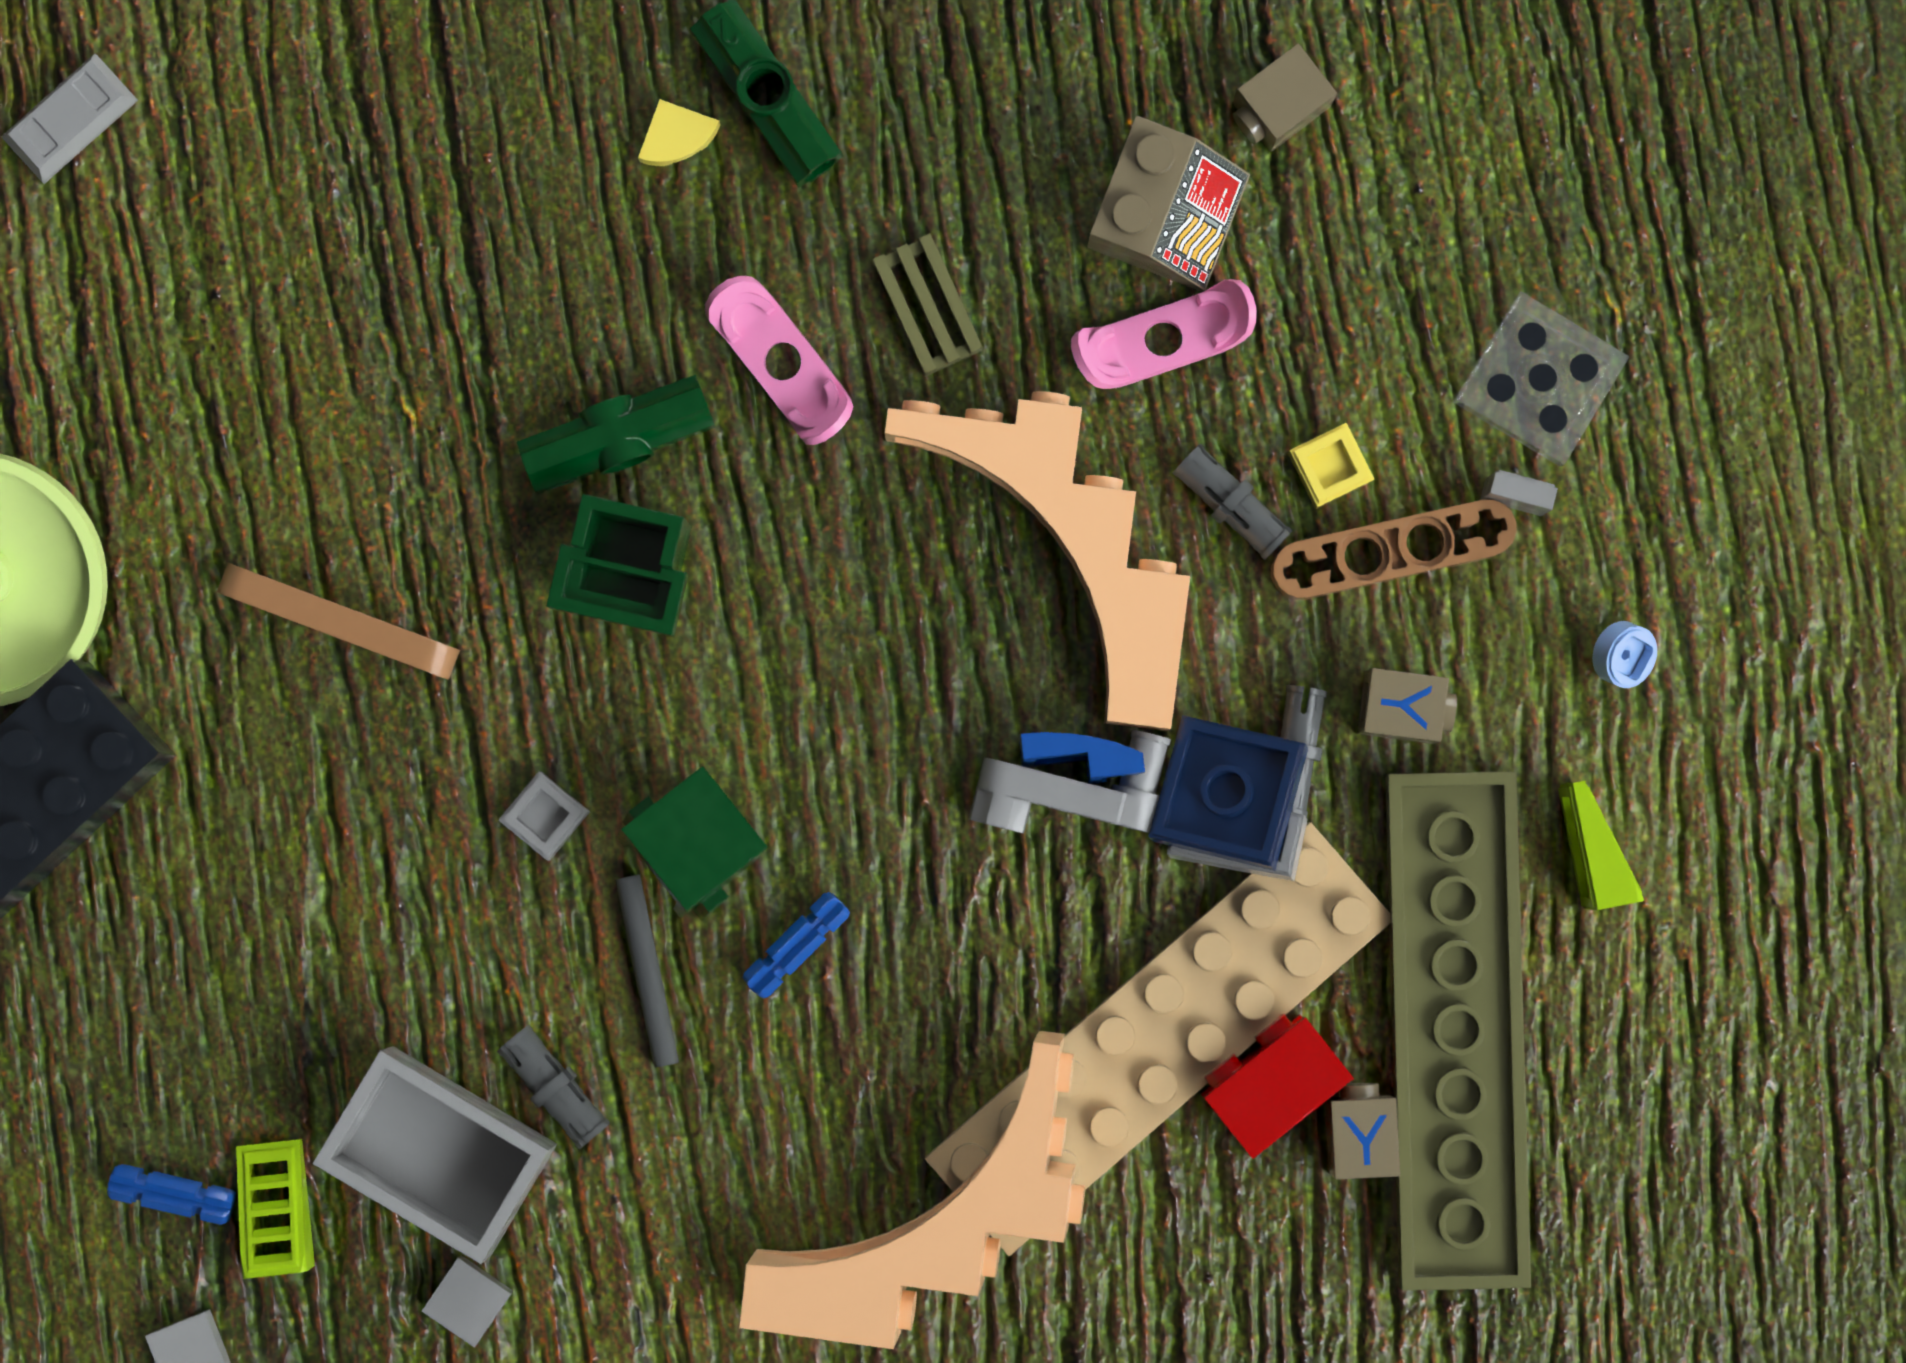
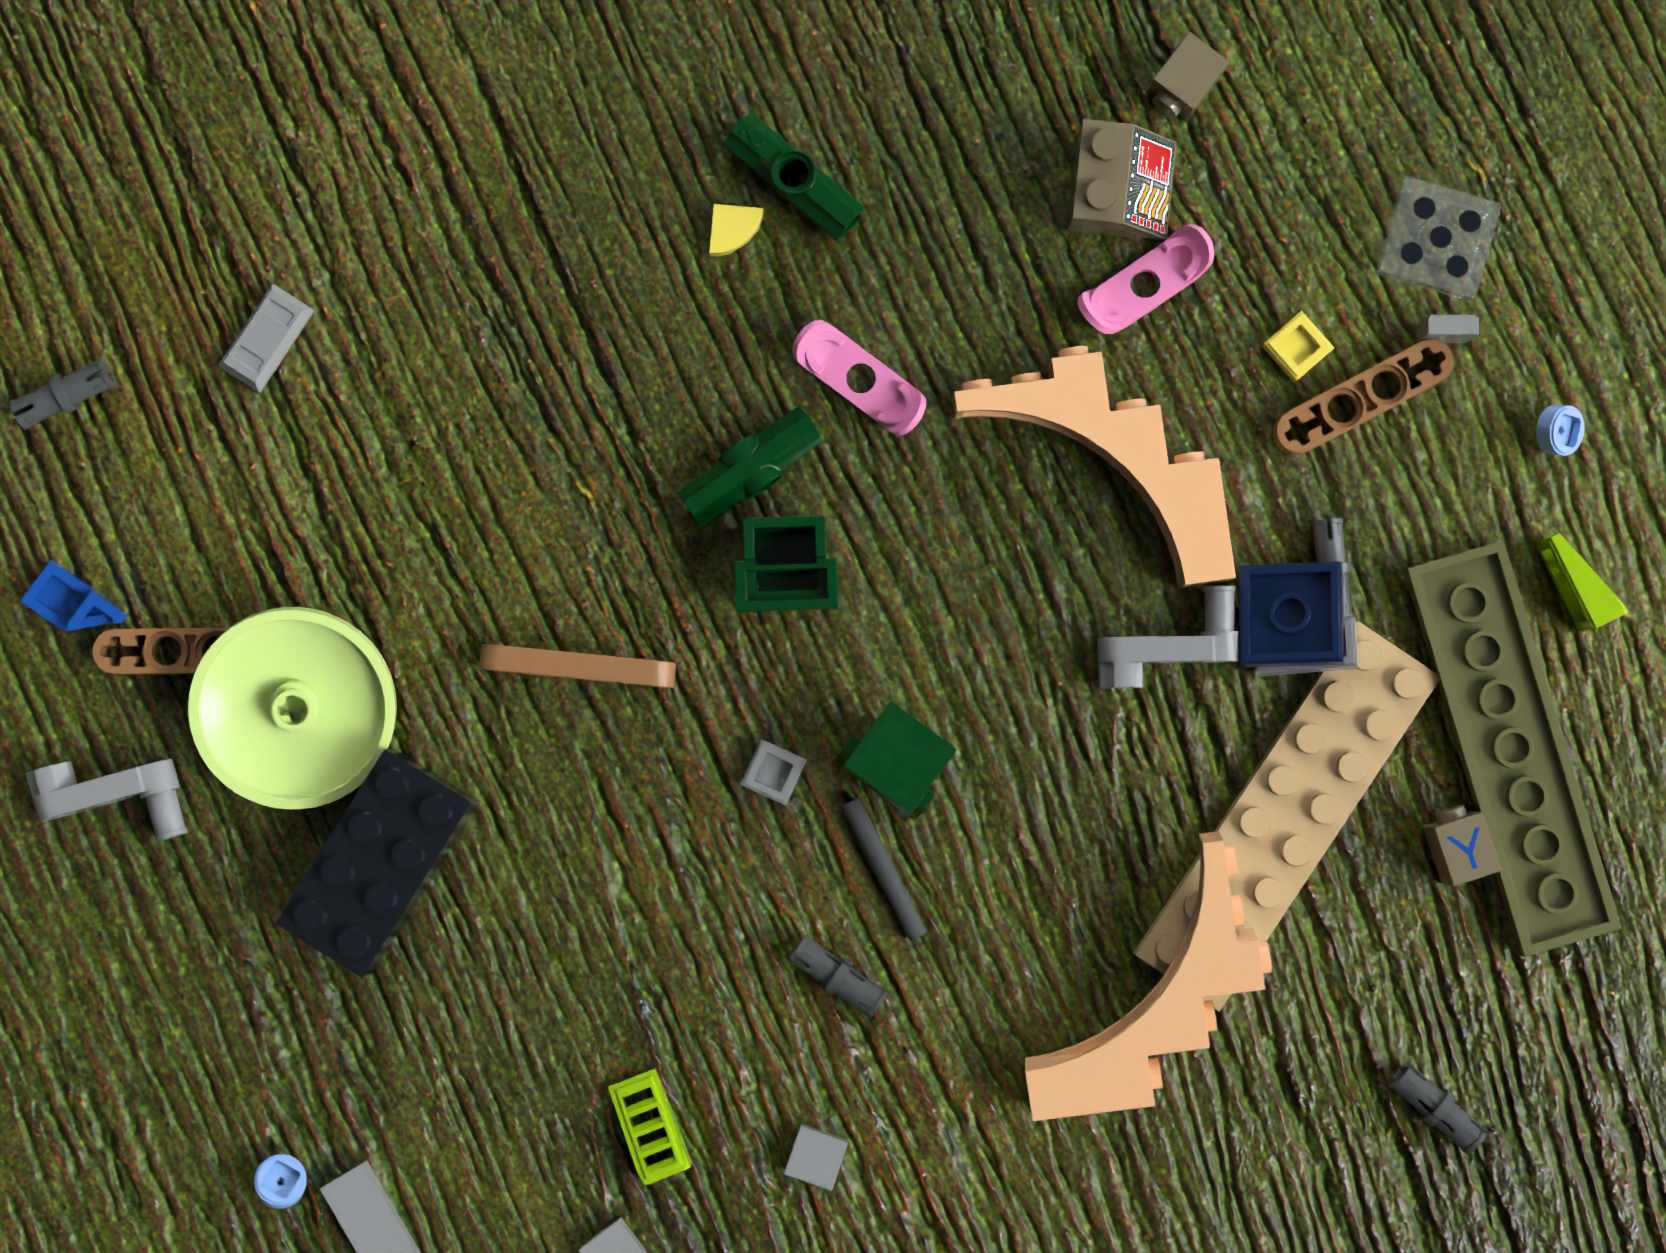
camera: 15 degrees left, 0 degrees up
(171, 1194) = (568, 1136): blue axle -> none
(435, 1154) = (765, 1051): light grey piece -> none
(795, 945) = (992, 818): blue axle -> none
(906, 256) = (932, 273): olive tile -> none
(1102, 756) = (1185, 612): blue slope -> none
(1232, 501) = (1231, 393): dark grey pin -> none
(1274, 1083) = (1385, 826): red brick -> none
(1406, 706) = (1405, 513): dark tan brick -> none

